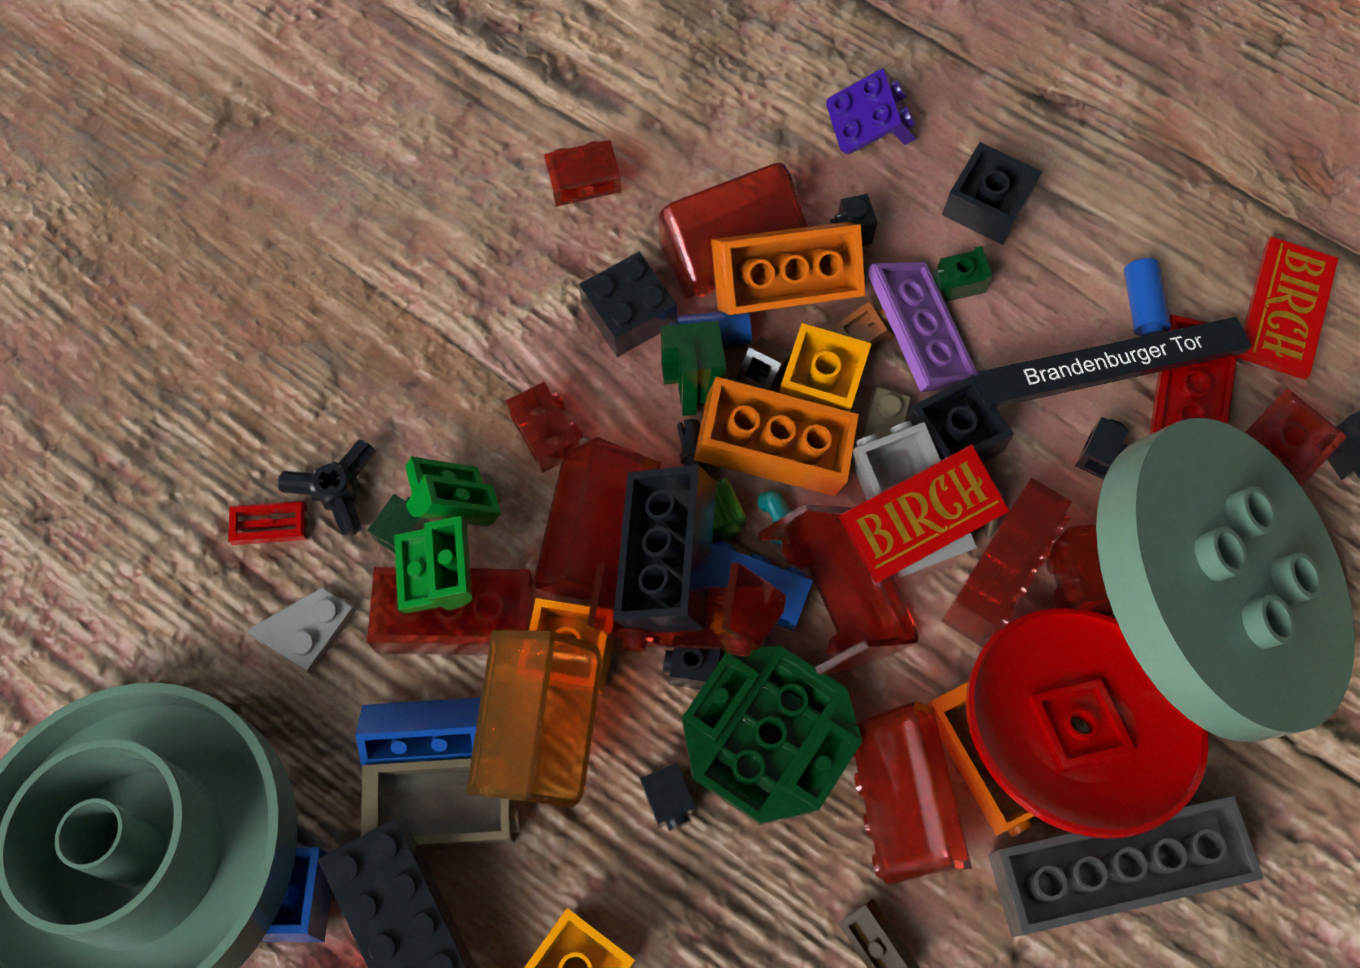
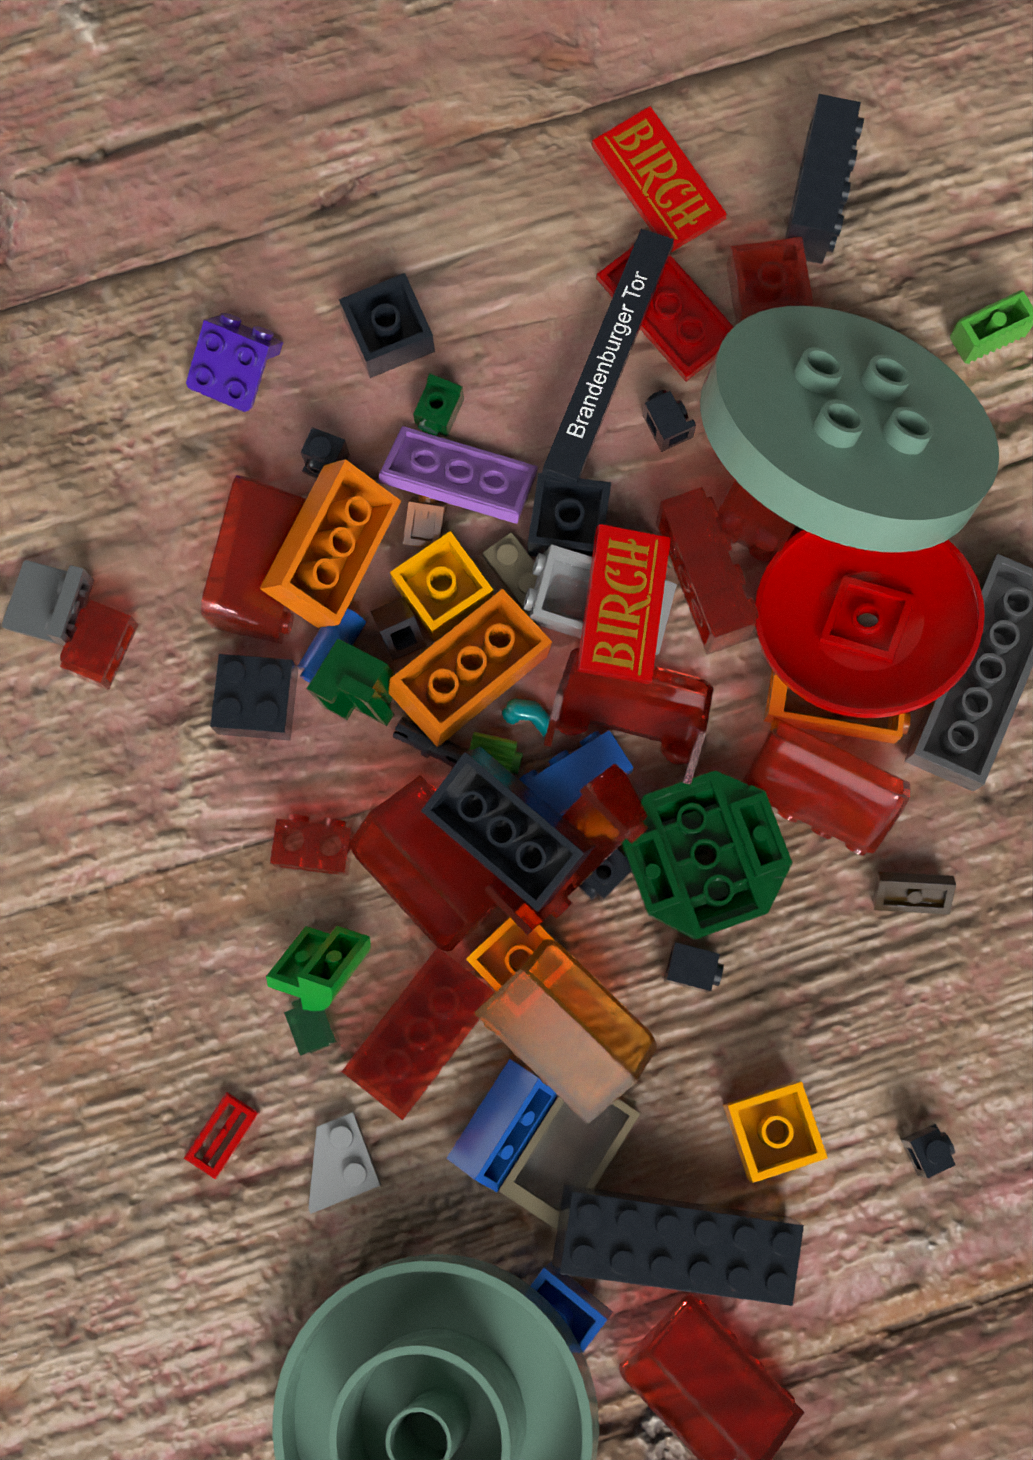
camera: 50 degrees left, 10 degrees up
(340, 474) = (250, 1063): black bush -> none
(433, 566) = (384, 1023): green brick -> none
(589, 118) = (47, 602): none -> dark grey bracket
(1147, 297) = (571, 281): blue brick -> none

